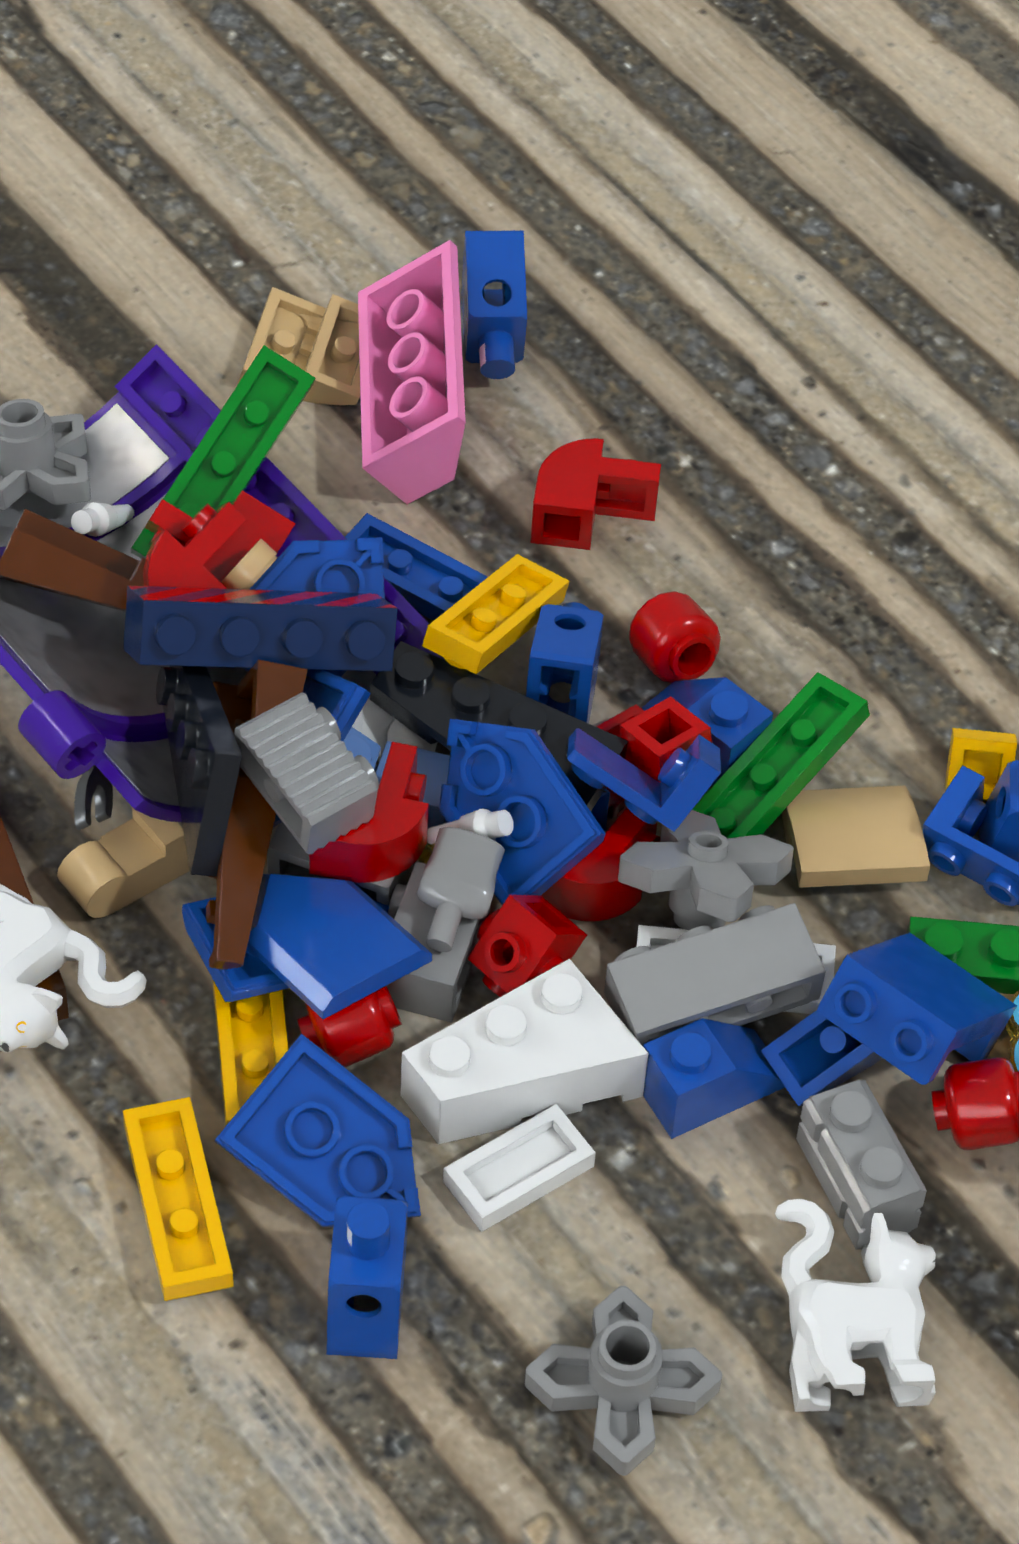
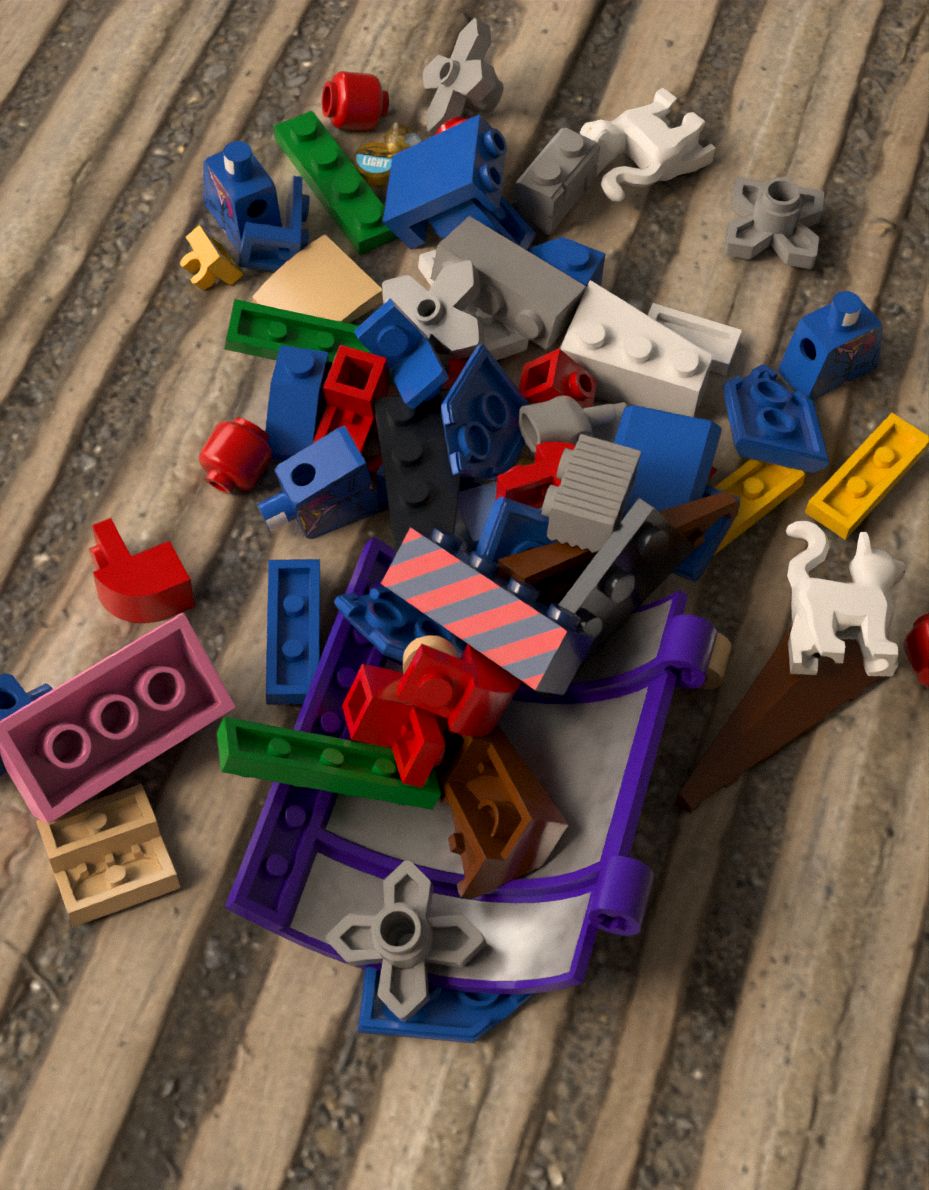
camera: 125 degrees left, 5 degrees up
(101, 518) = (423, 840): white piece -> none
(481, 822) = (516, 433): white piece -> none
(494, 614) = (325, 525): yellow plate -> none

